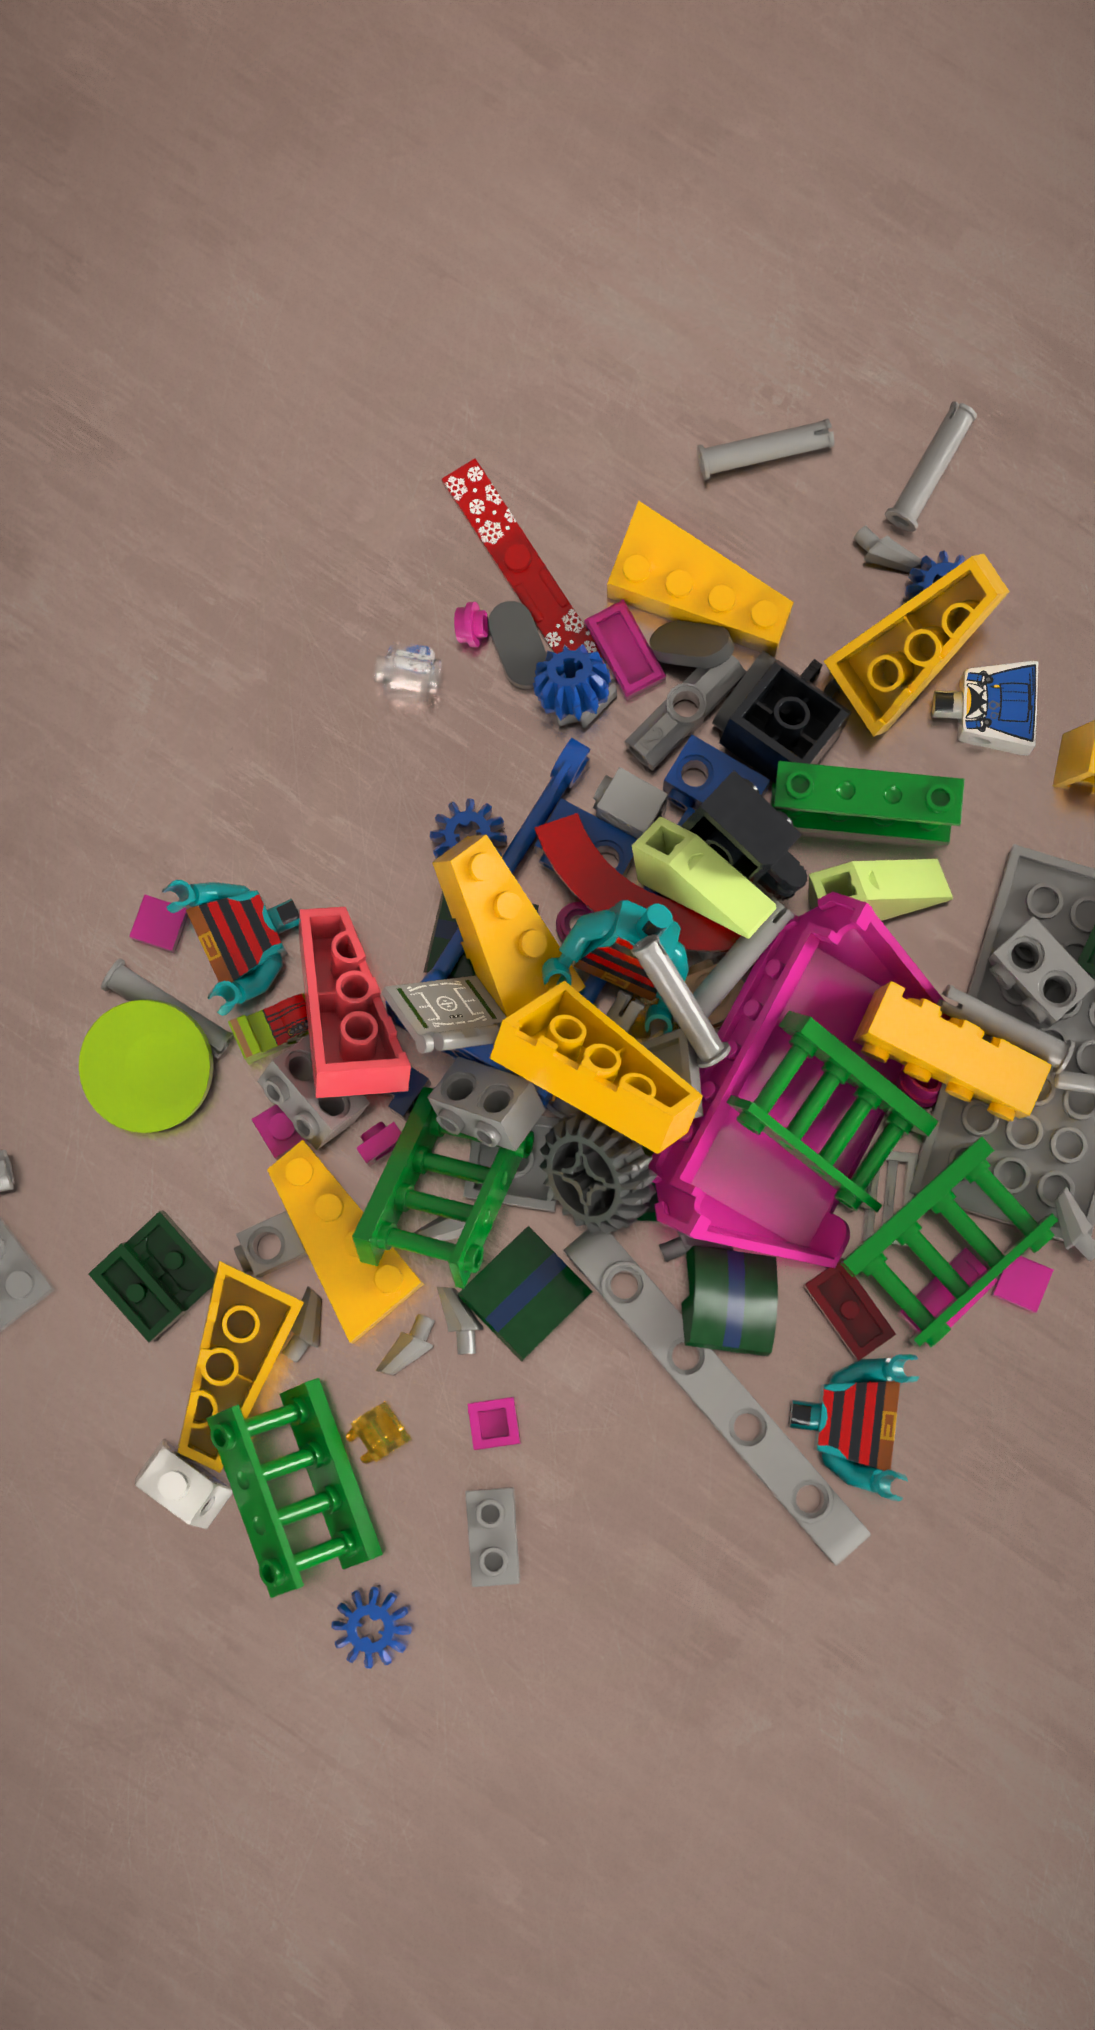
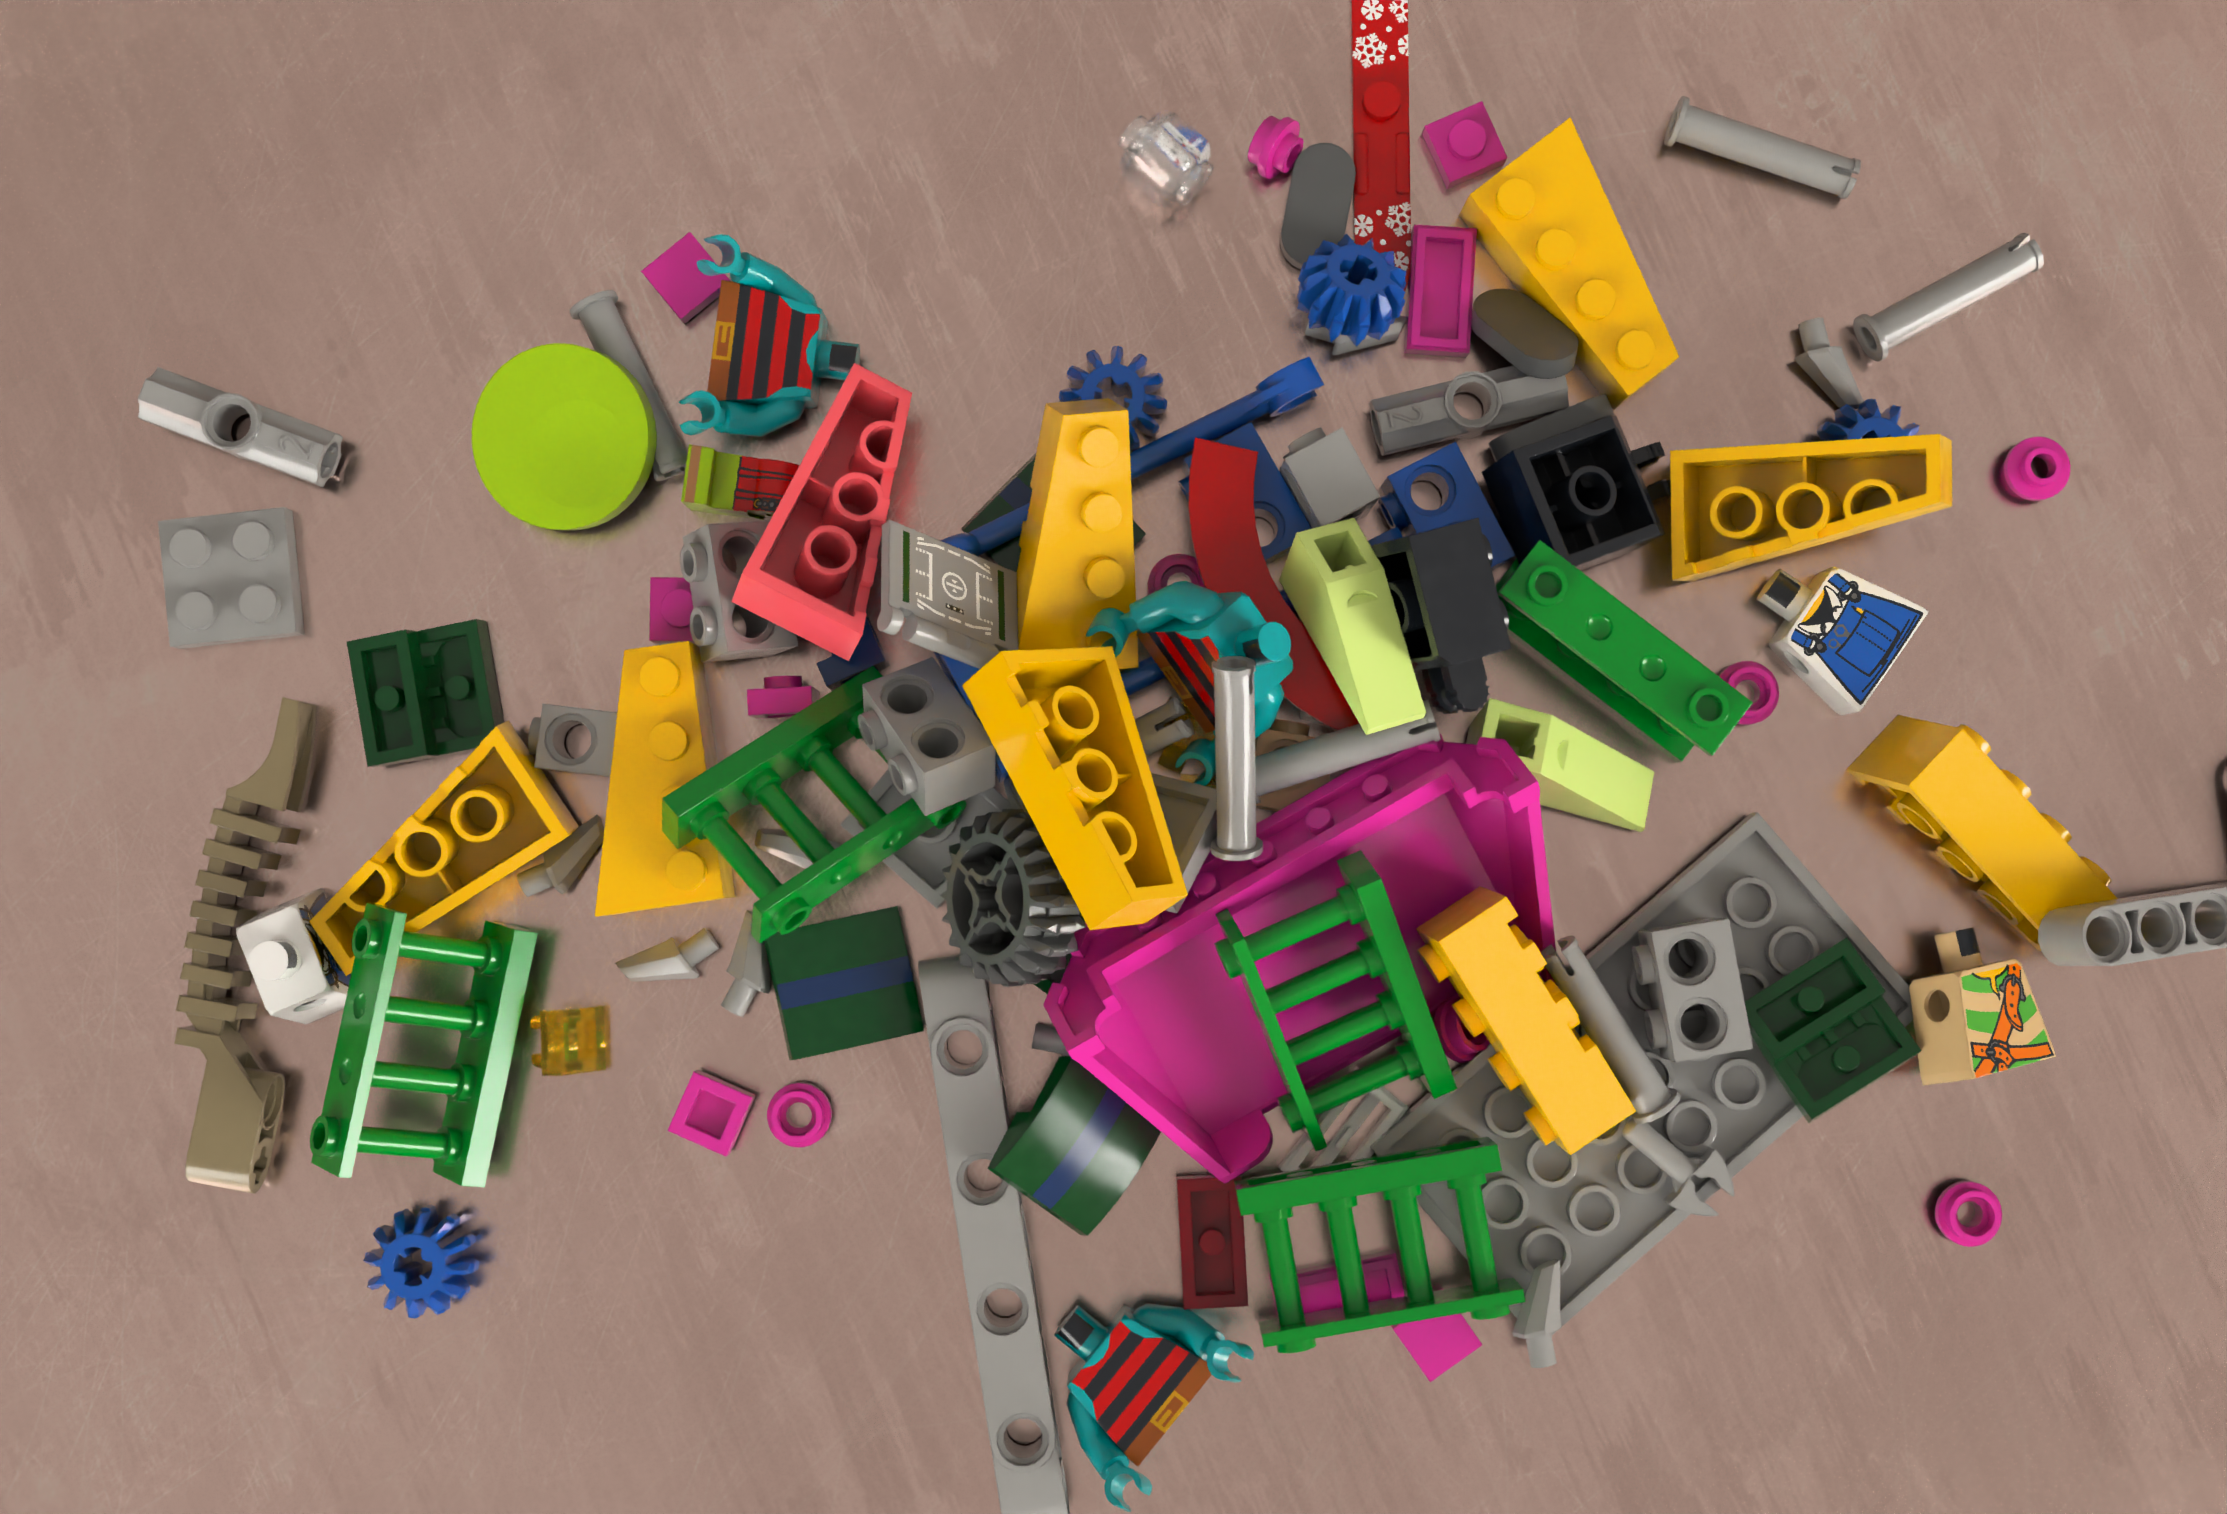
camera: 25 degrees right, 5 degrees up
(193, 1596) = (237, 1097): none -> dark tan piece
(492, 1537) = (626, 1246): light grey brick -> none
(548, 1376) = (780, 1121): none -> dark pink plate
(584, 554) = (1464, 145): none -> dark pink plate
(971, 767) = (1764, 686): none -> dark pink plate
(1046, 548) = (2020, 475): none -> dark pink plate

